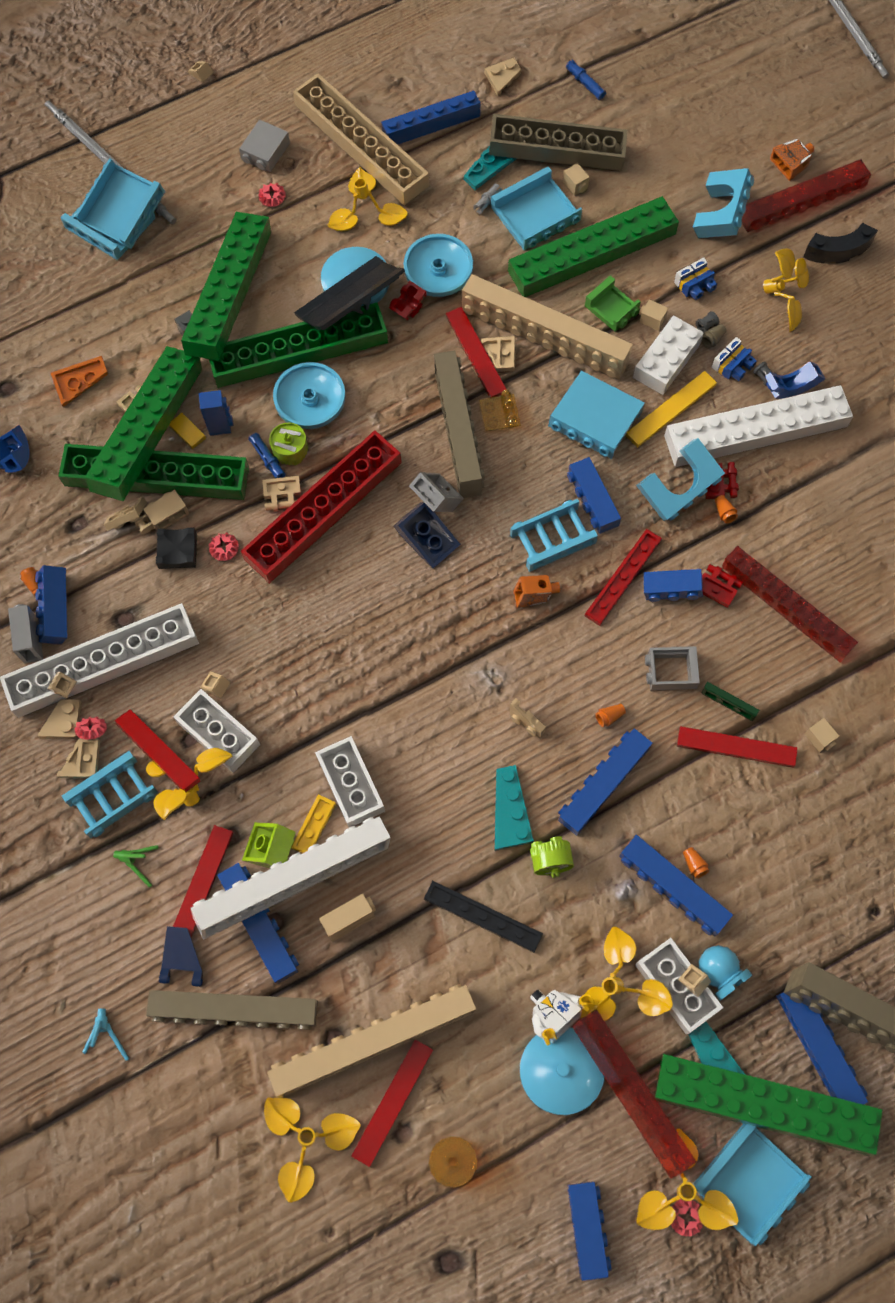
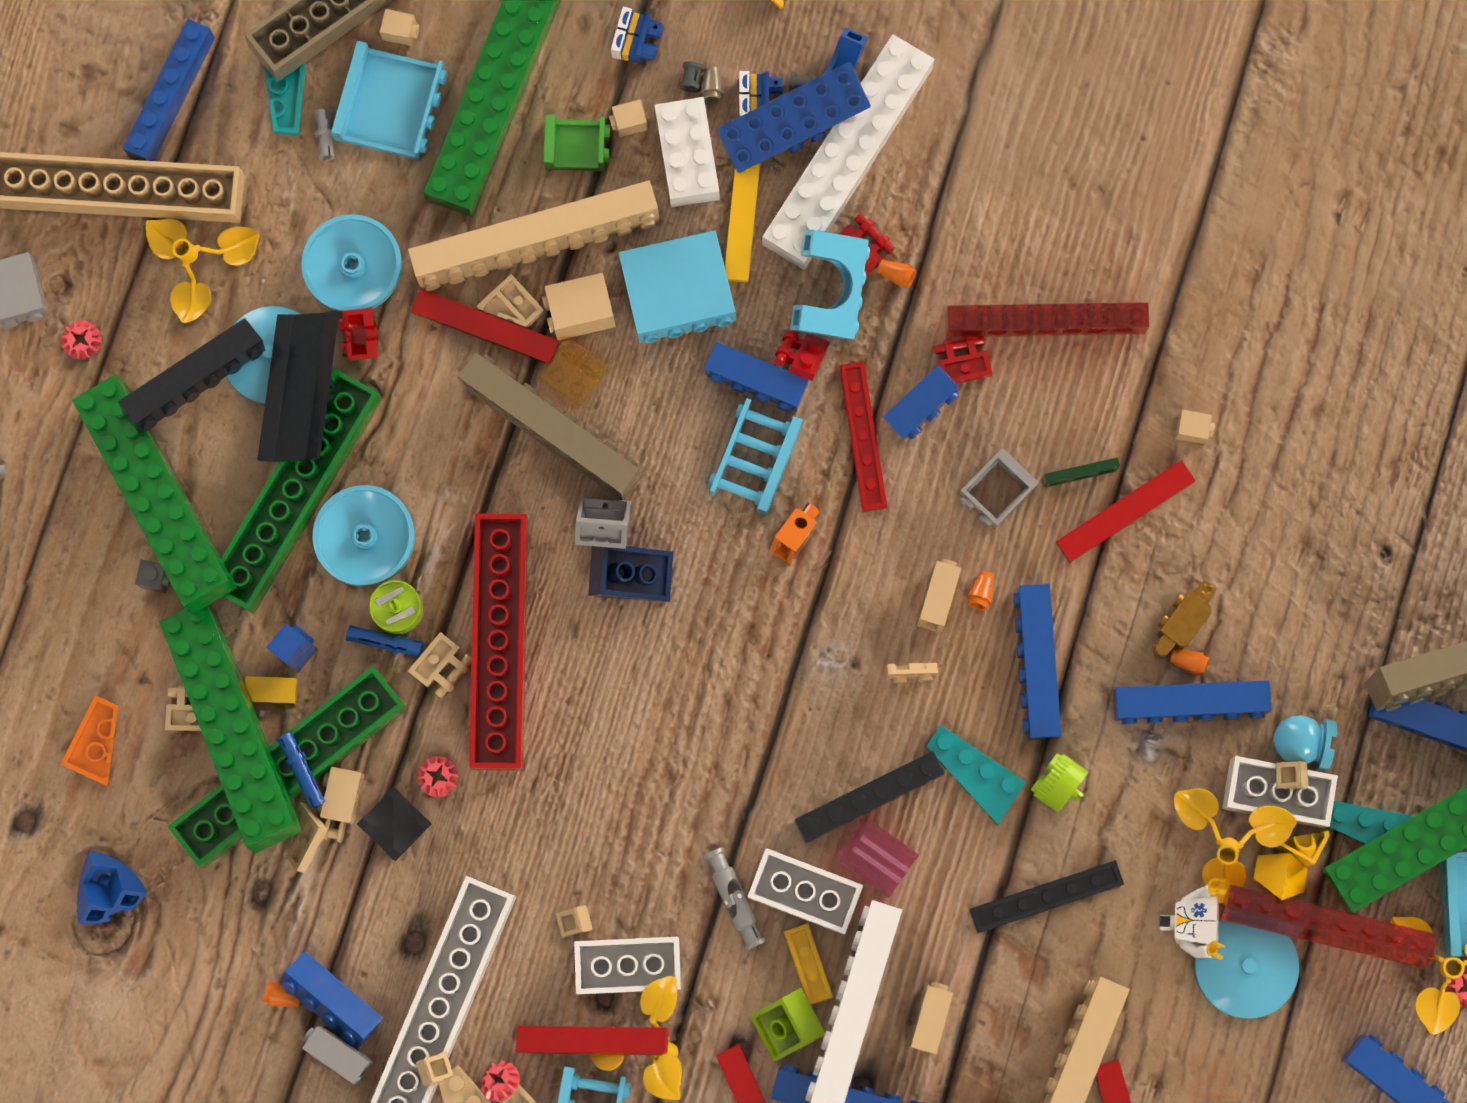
camera: 45 degrees left, 10 degrees up
(158, 467) = (298, 764): none -> blue pin
(302, 244) = (192, 376): none -> black brick
(307, 757) = (736, 903): none -> light grey piece
(408, 802) = (877, 857): none -> clear pink brick
(436, 765) = (869, 797): none -> black brick
(533, 381) = (578, 306): none -> tan brick
(582, 692) = (939, 595): none -> tan brick
(632, 508) = (809, 356): none -> red plate
(634, 1036) = (1280, 874): none -> yellow slope
(662, 1033) = (1305, 847): none -> yellow slope
(714, 837) = (1185, 621): none -> pearl gold hinge
(744, 381) = (794, 118): none -> blue bracket

